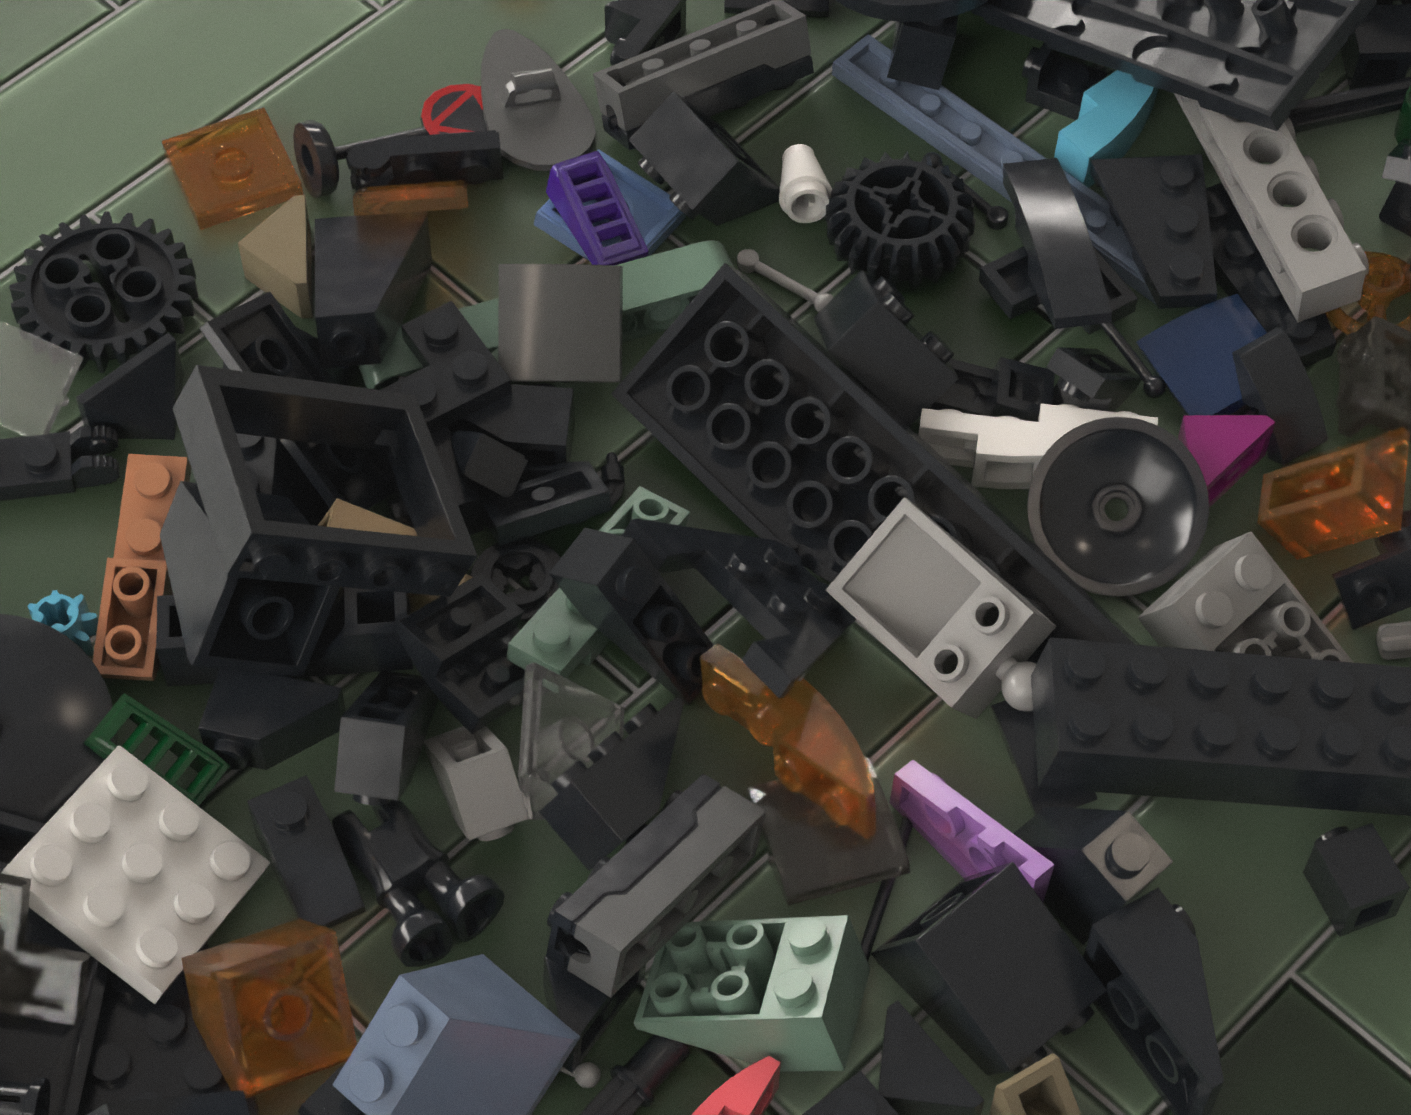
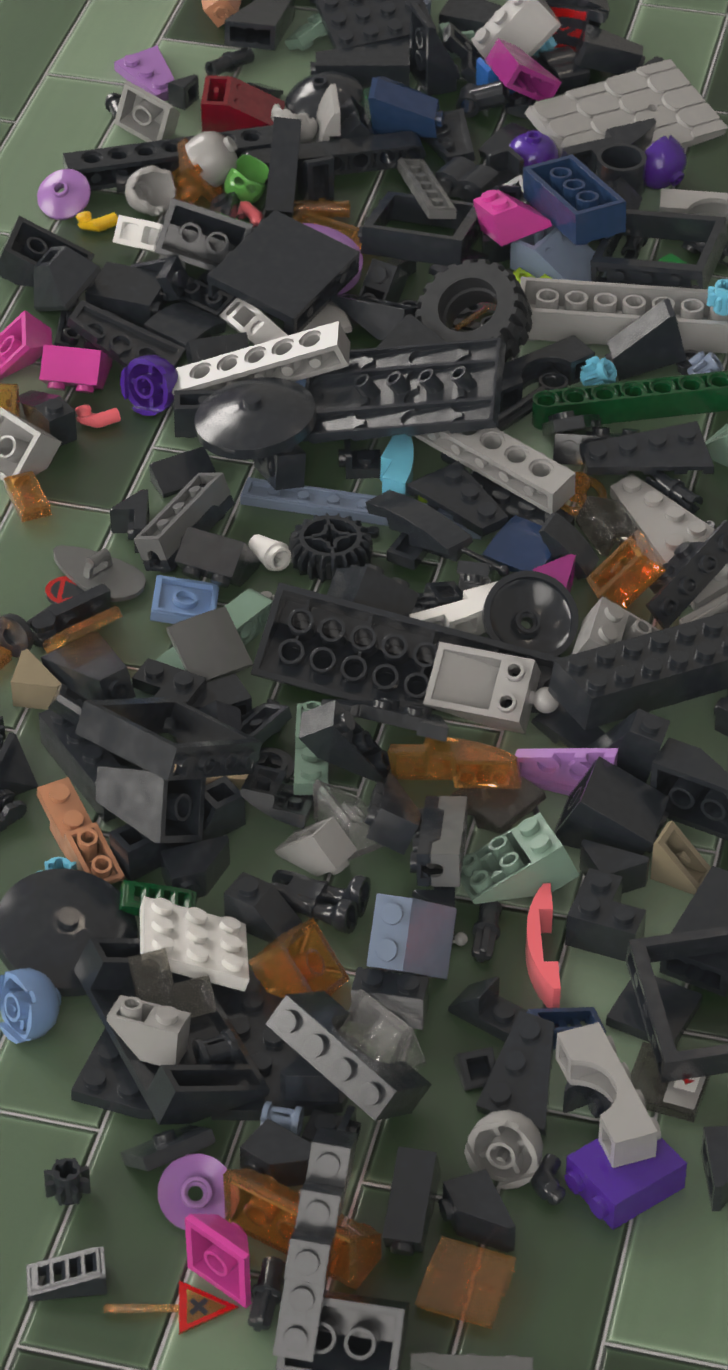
camera: 30 degrees left, 15 degrees down
(383, 737) = (267, 845): black slope -> none
(590, 179) = (179, 595): dark purple slope -> none

